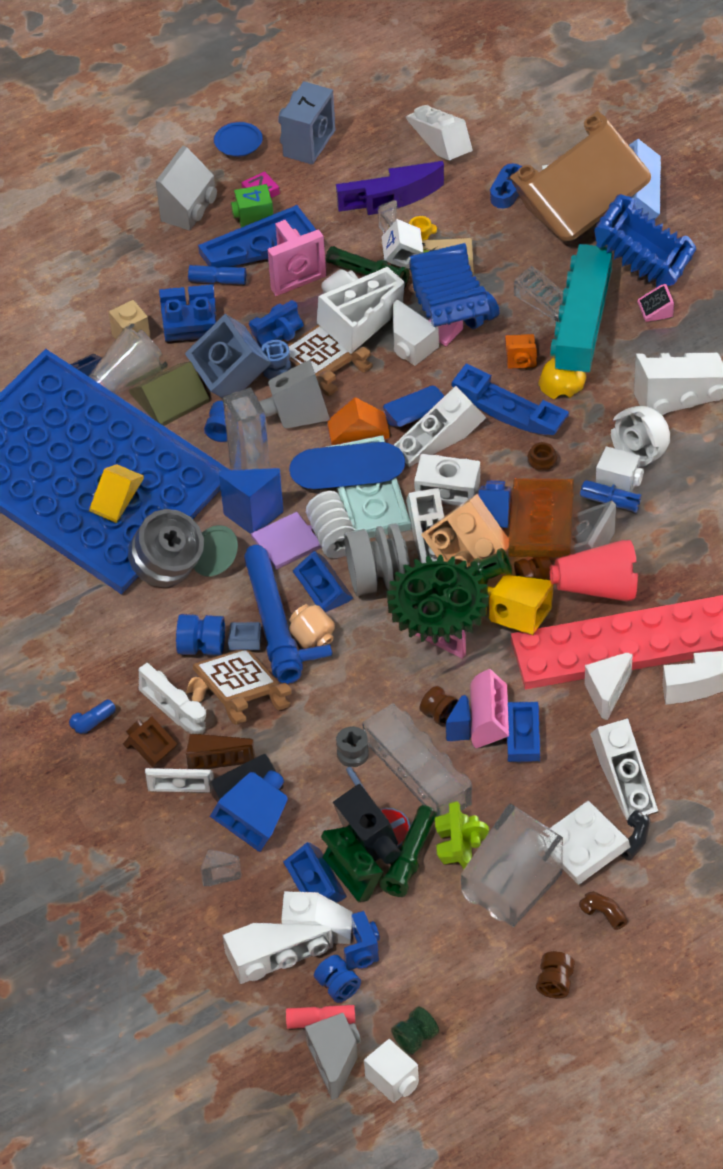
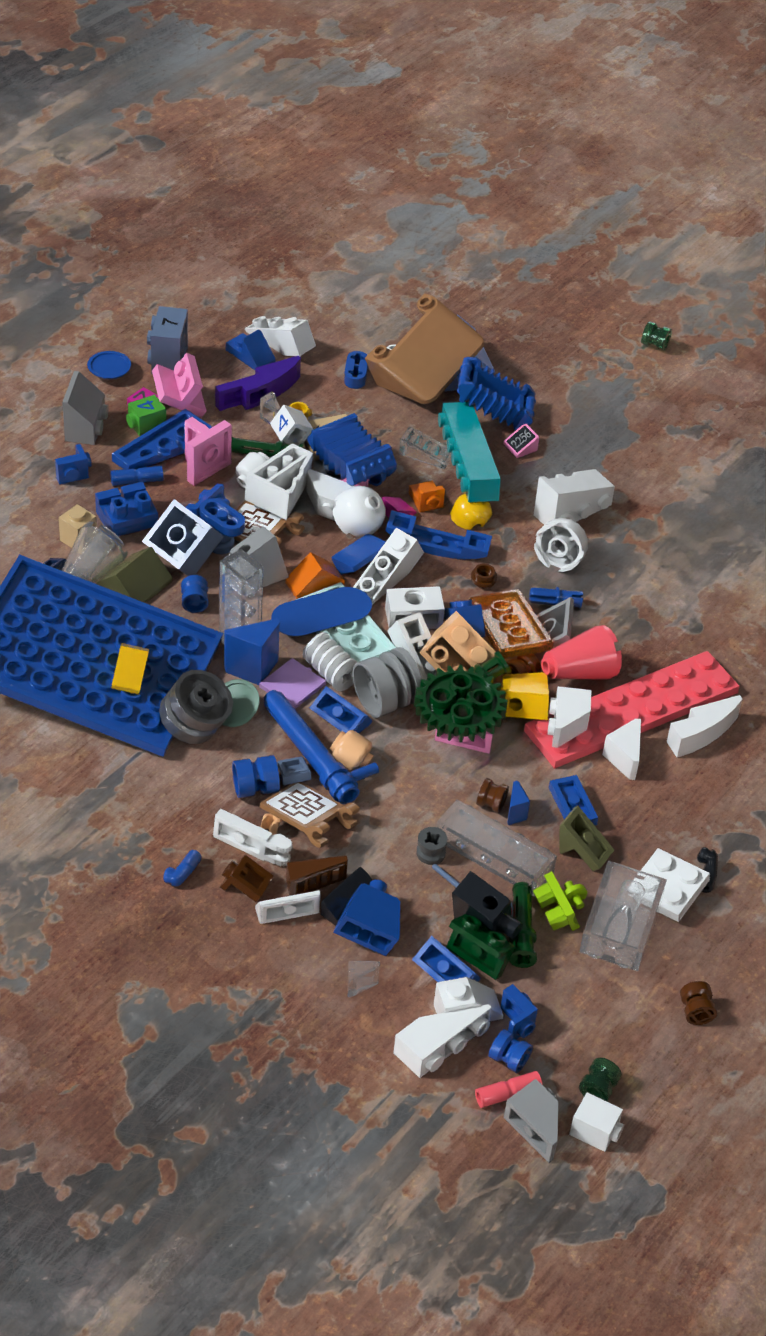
camera: 25 degrees left, 5 degrees down
(153, 254) = (73, 467): none -> blue bracket
(280, 345) = (222, 517): none -> blue plate
(299, 179) = (181, 386): none -> bright pink bracket
(400, 144) = (251, 349): none -> blue slope
(430, 358) = (359, 511): none -> white cylinder
(482, 358) = (398, 505): none -> dark pink slope
(488, 709) = (539, 788): bright pink brick -> none
(509, 769) = (581, 834): none -> olive slope
(554, 634) = (571, 714): none -> white slope
(605, 905) = (712, 935): reddish brown arm -> none
(619, 469) = (555, 573): white brick -> none
(624, 767) = (672, 815): white slope -> none

